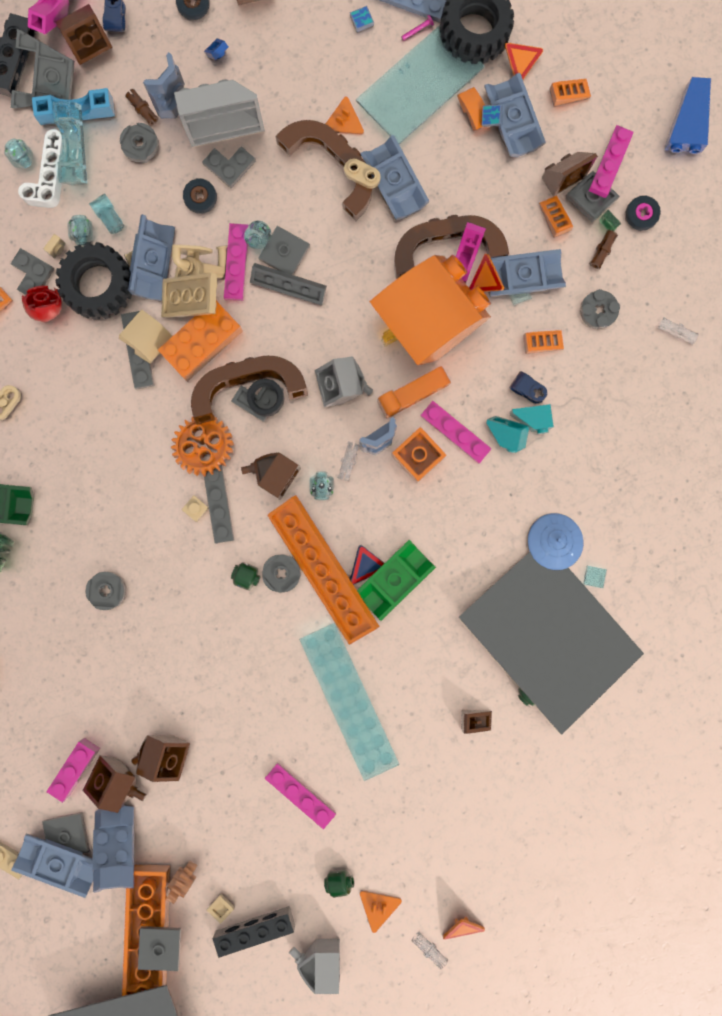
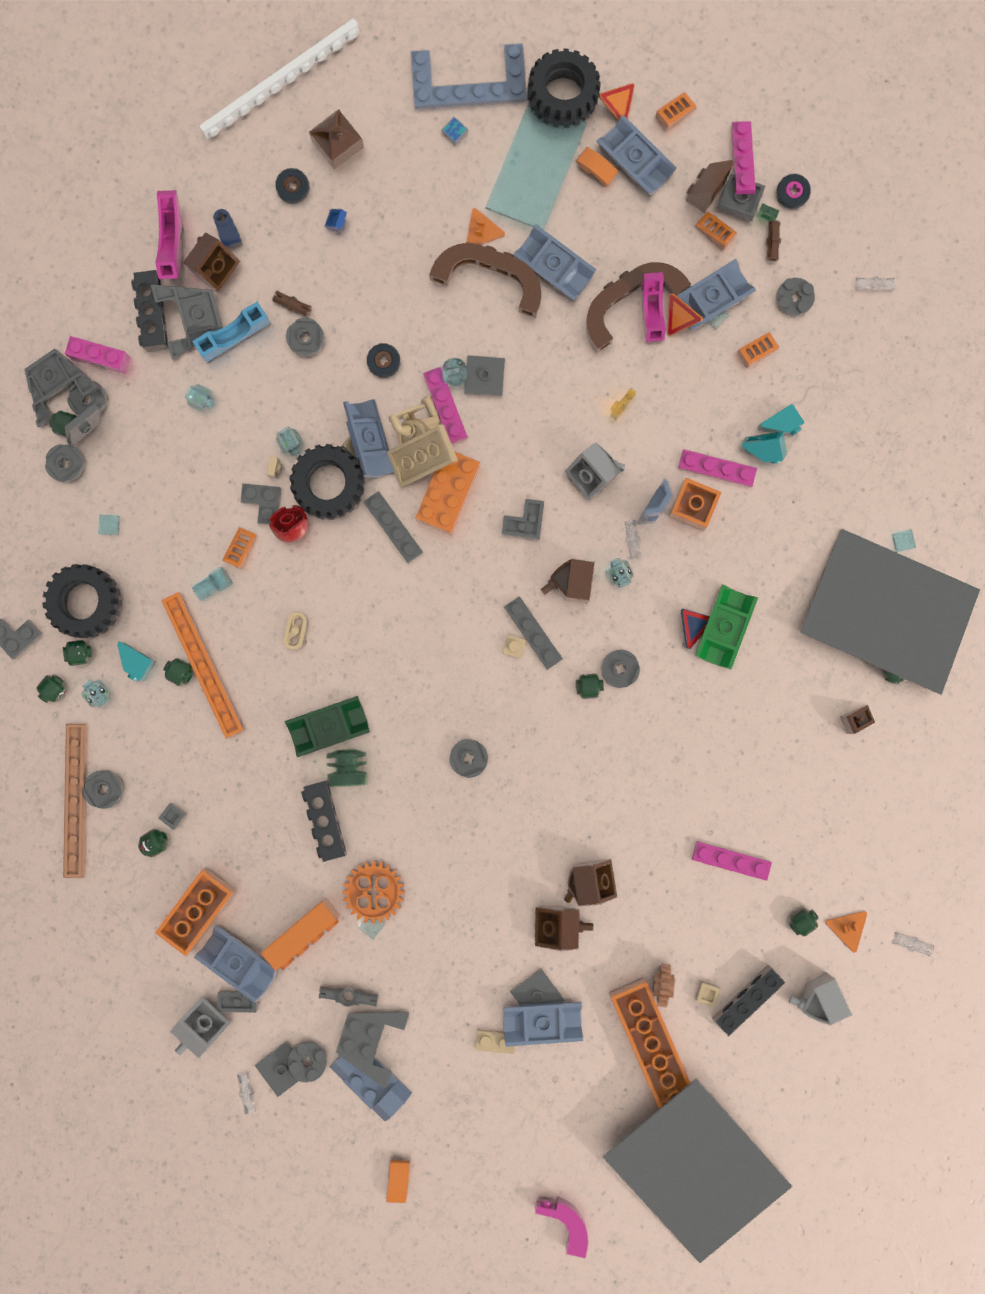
camera: 20 degrees left, 0 degrees up
(47, 169) = (234, 399): white beam -> none
(69, 121) = (239, 352): clear light blue arch -> none
(69, 774) = (517, 932): dark pink arch -> none
(105, 210) = (305, 414): clear light blue piece -> none
(113, 849) = (588, 983): sand blue piece -> none
(145, 336) = (397, 510): tan slope -> none
(159, 948) = (673, 1051): dark grey plate -> none
(162, 89) = (317, 281): sand blue piece -> none
(193, 460) = (493, 602): orange gear -> none
(218, 112) = (372, 276): light grey slope -> none
(229, 170) = (398, 325): dark grey plate -> none
(240, 373) = (502, 501): reddish brown arch -> none
(263, 383) = (532, 501): black tyre -> none
(288, 284) = (503, 403): dark grey plate -> none
(323, 570) = (657, 648): orange plate -> none
(349, 701) = (736, 755): clear light blue plate -> none
(361, 173) = (525, 274): tan plate -> none
(413, 392) = (663, 449): orange beam -> none
(418, 28) = (510, 115): dark pink pin -> none
(432, 308) = (649, 365): orange brick -> none
(462, 928) = (933, 909): orange piece -> none
(492, 115) = (617, 165): tile -> none
(526, 386) = (763, 397): dark blue piece -> none
(555, 541) = (853, 525): medium blue hat -> none
(691, 121) = (798, 85): blue slope -> none

